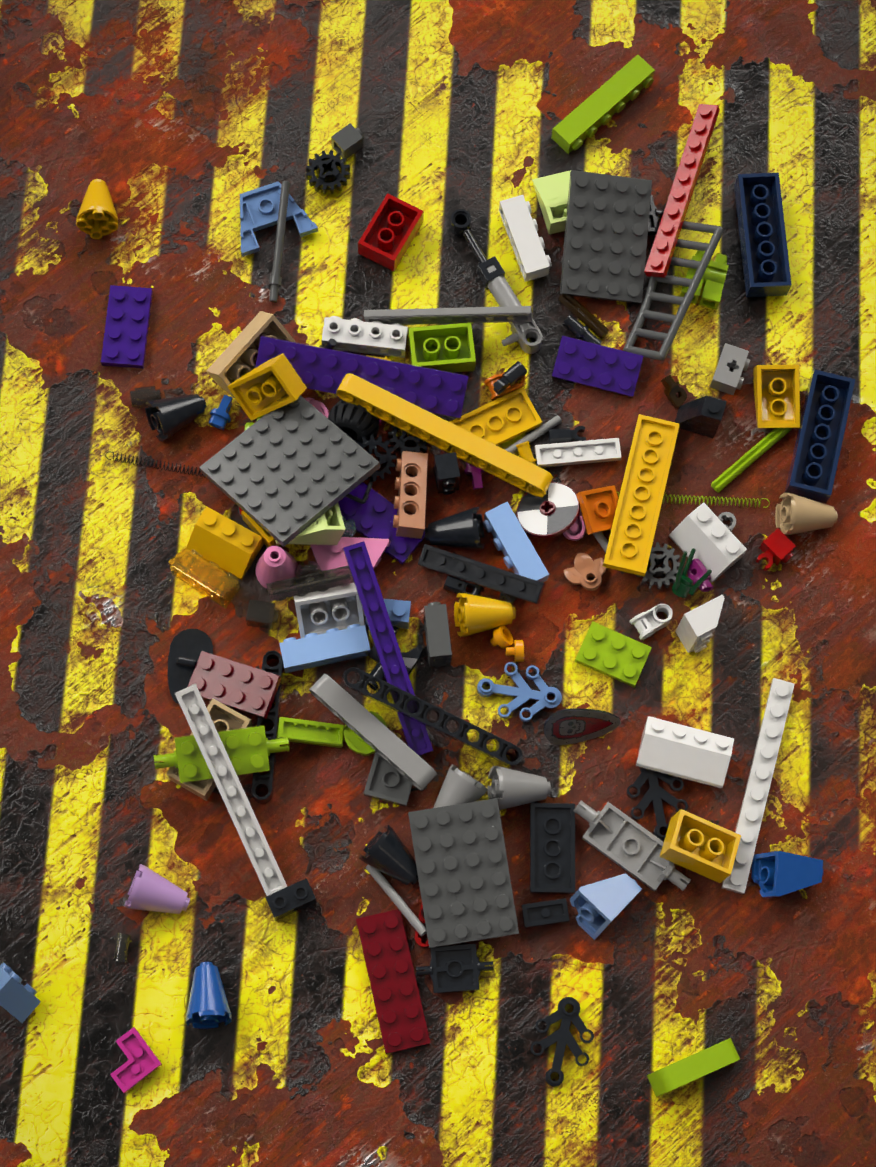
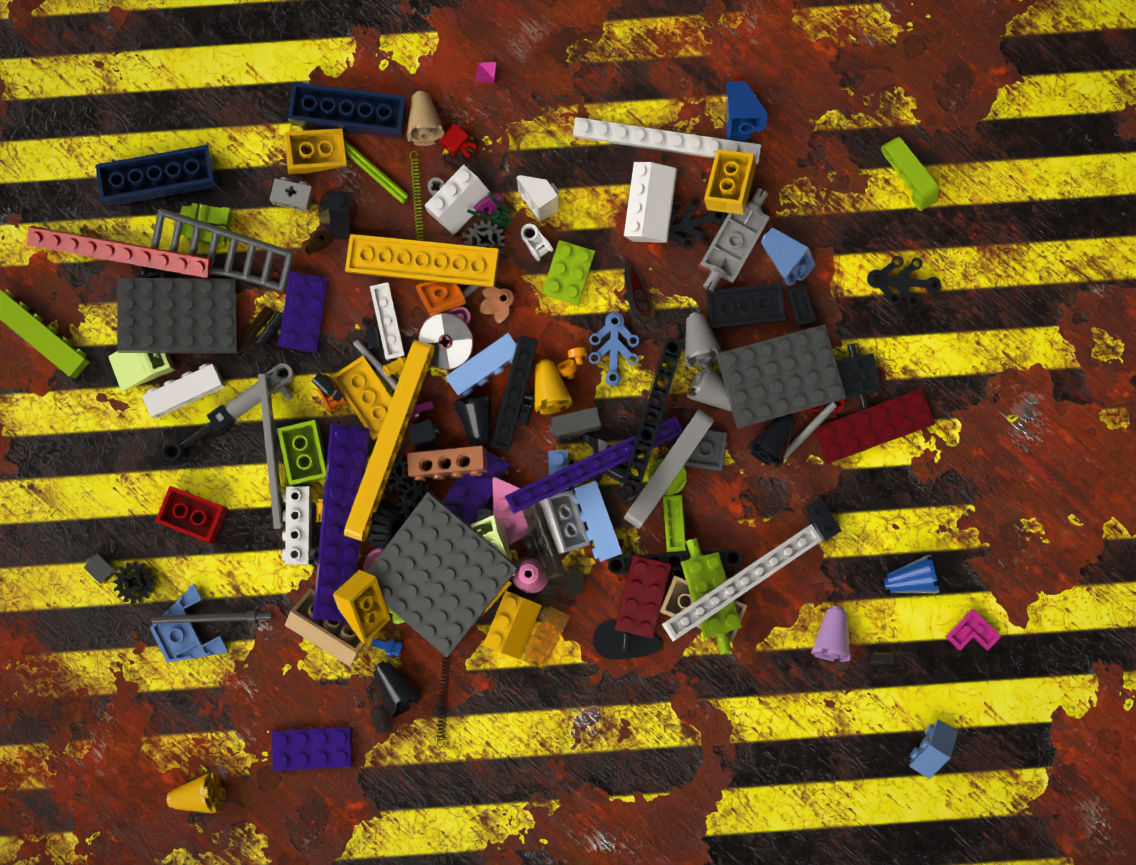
camera: 90 degrees left, 10 degrees up
(854, 592) = (486, 72): none -> dark pink slope

